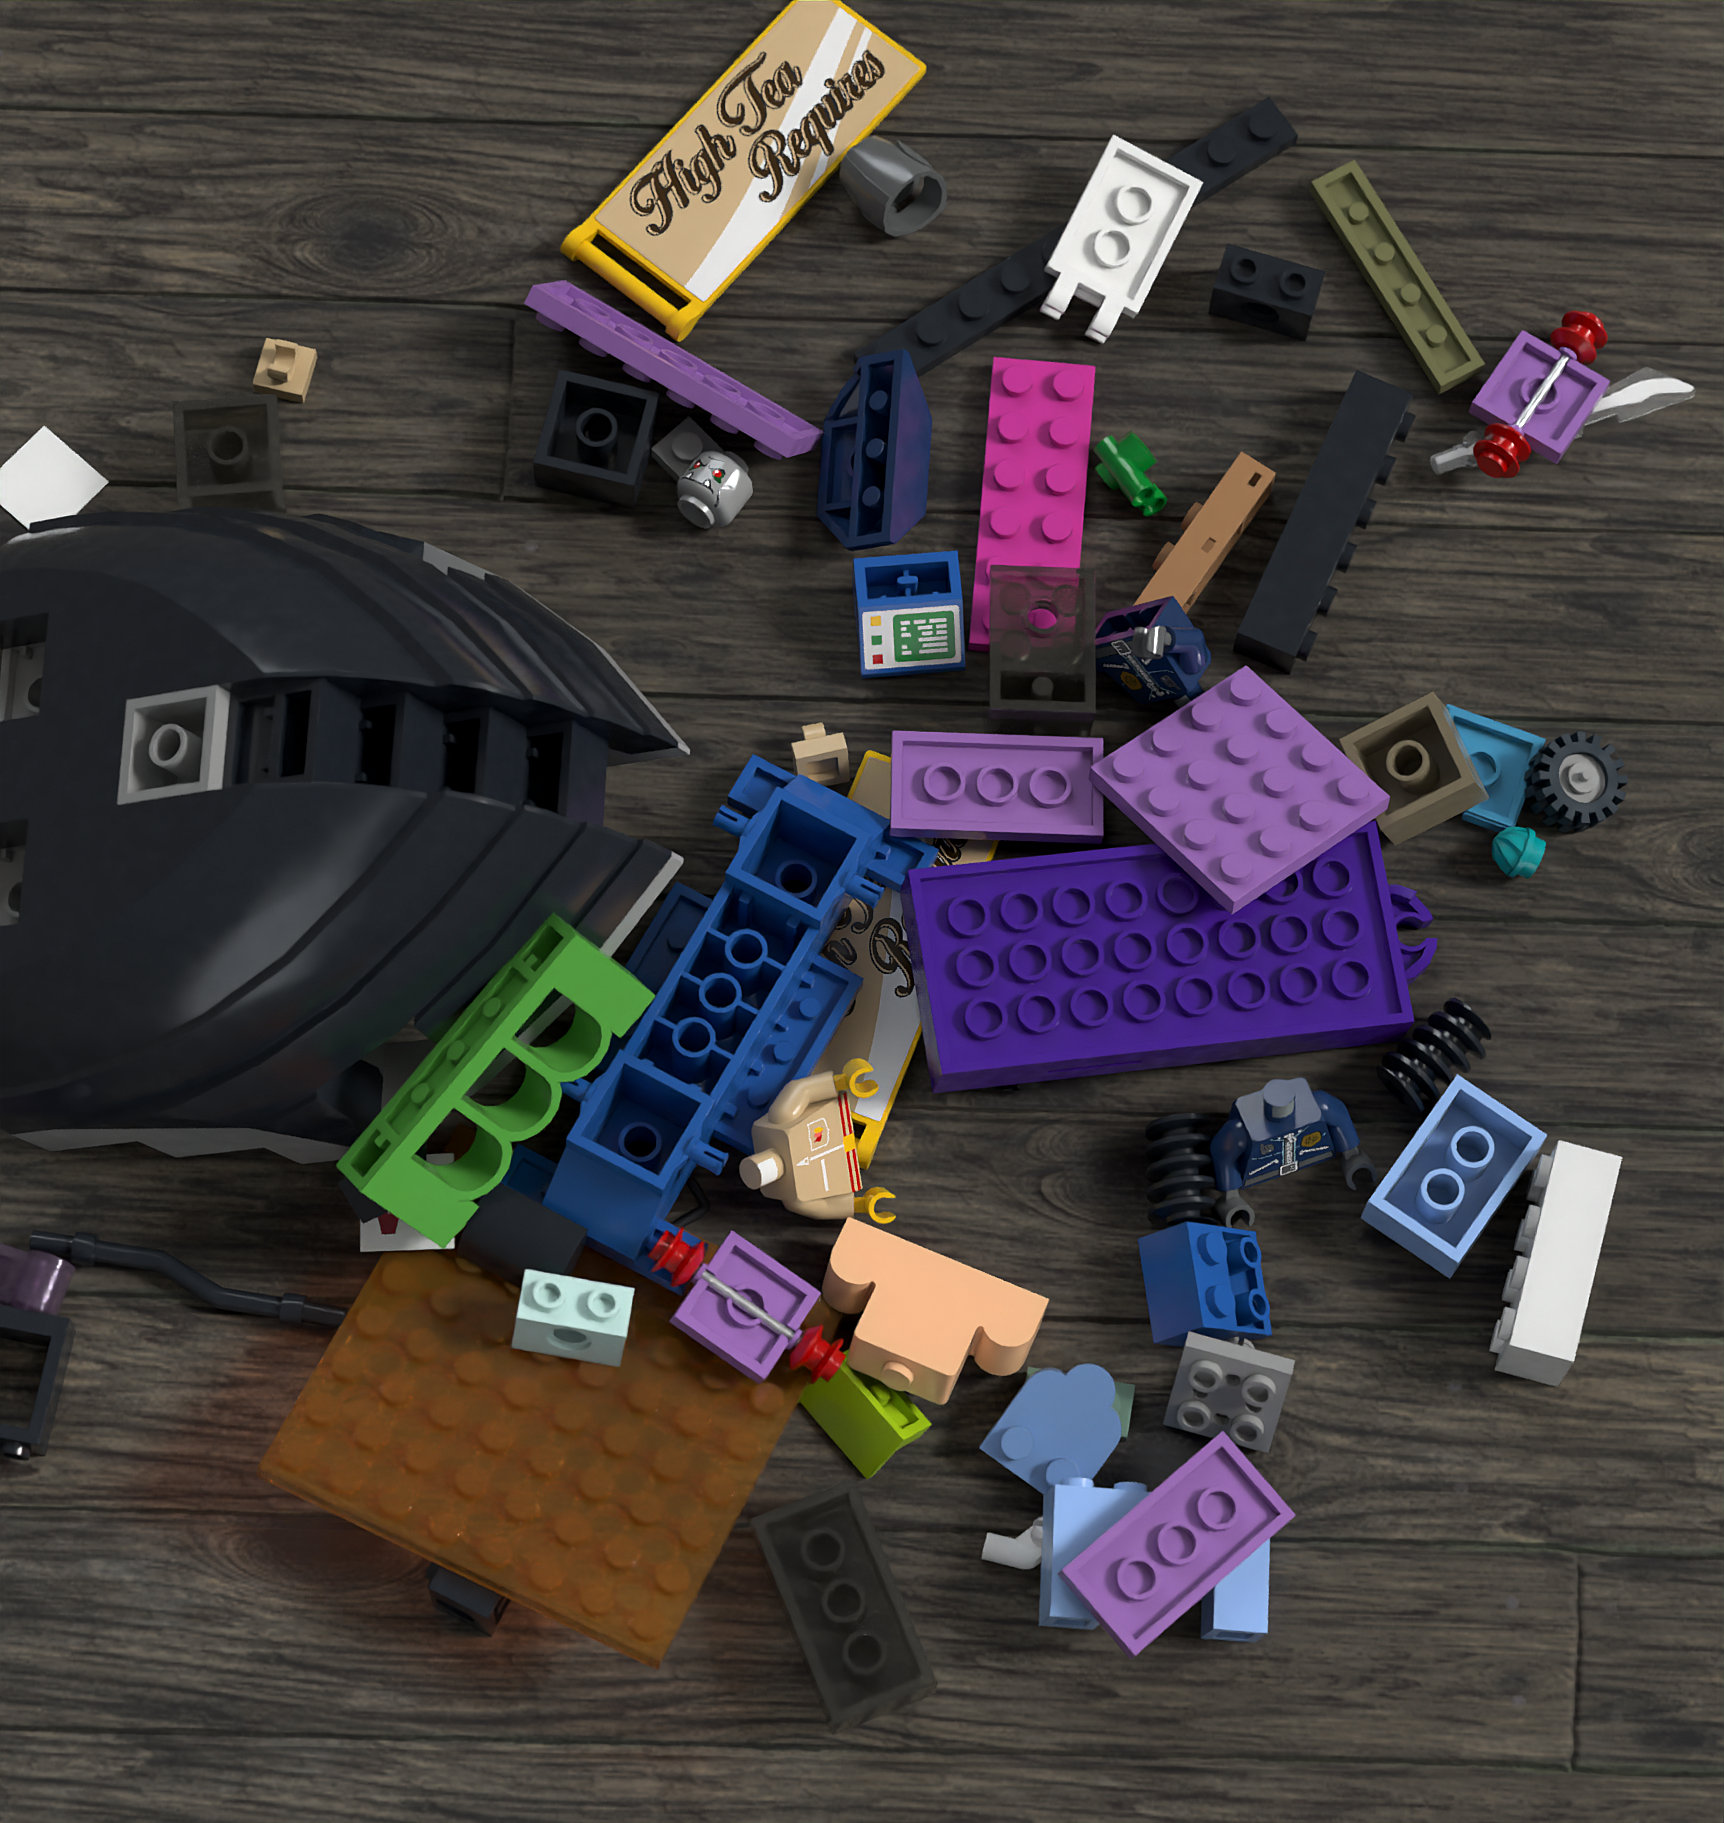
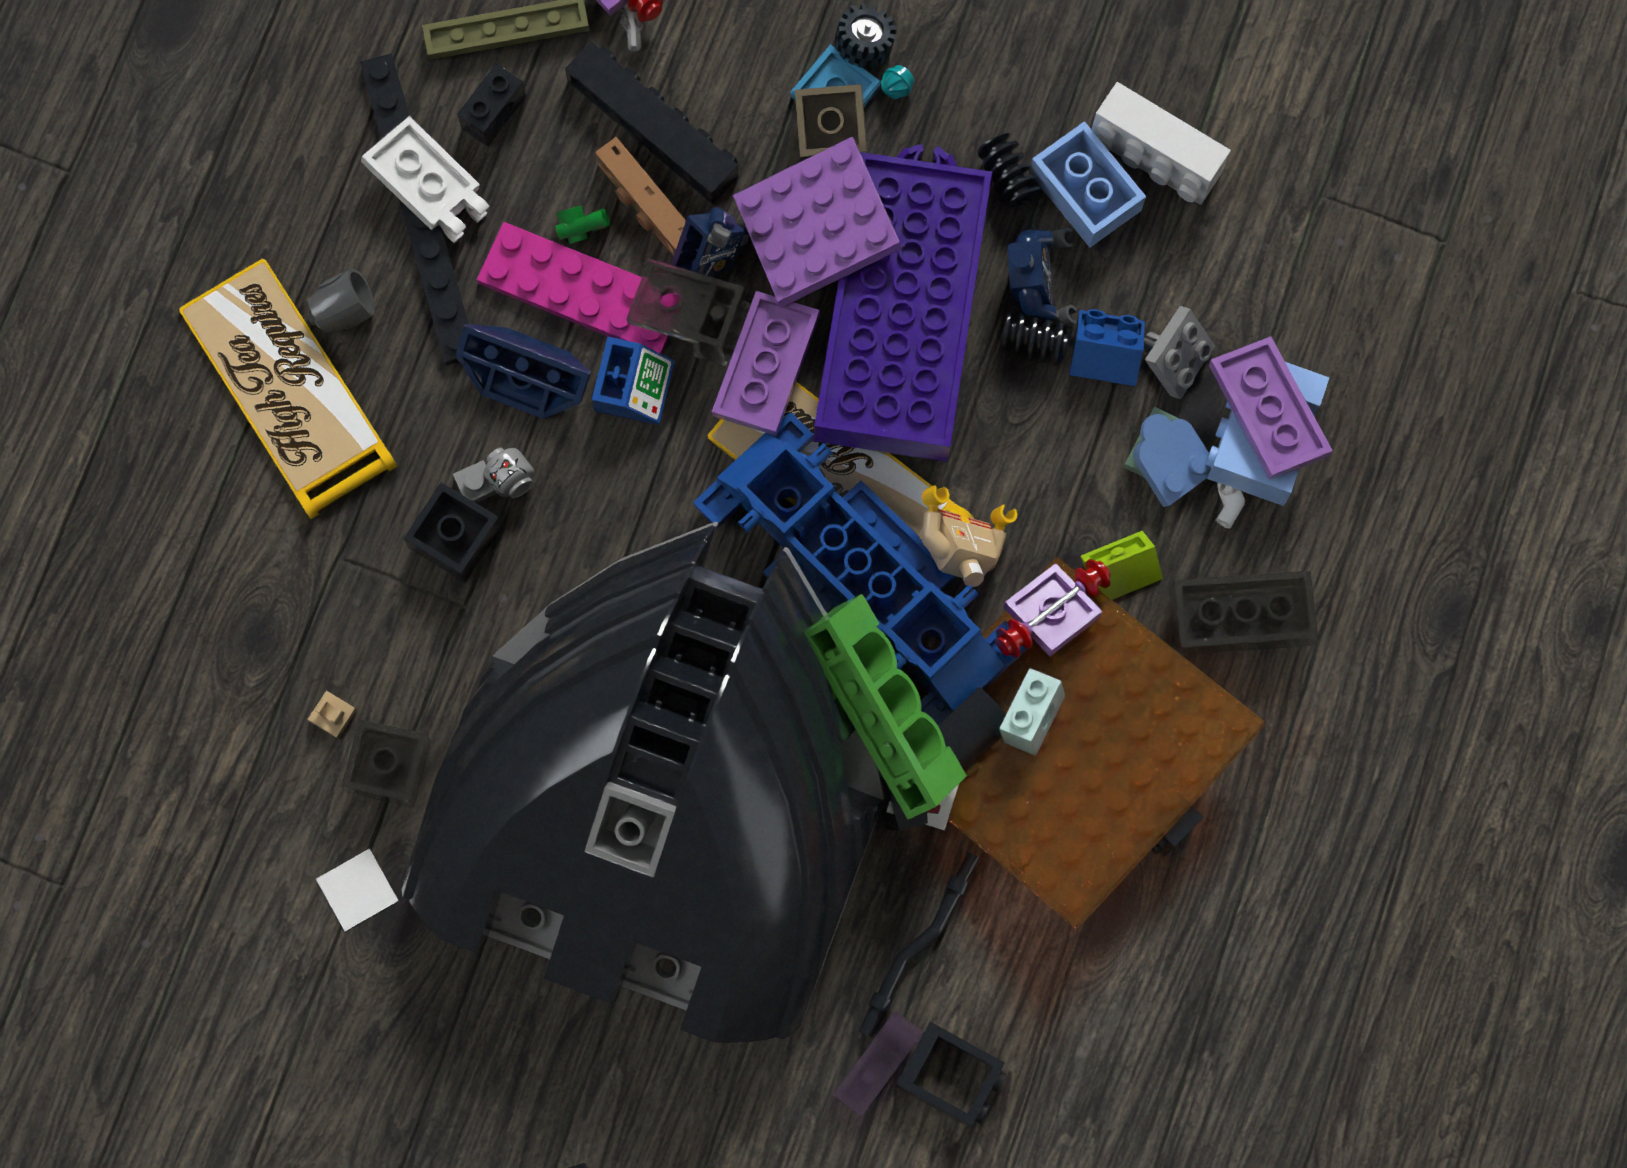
camera: 70 degrees left, 5 degrees up
(686, 376) = (416, 475): medium lavender plate -> none
(821, 756) = (706, 464): tan tile -> none
(925, 1313) = (1078, 510): light nougat brick -> none

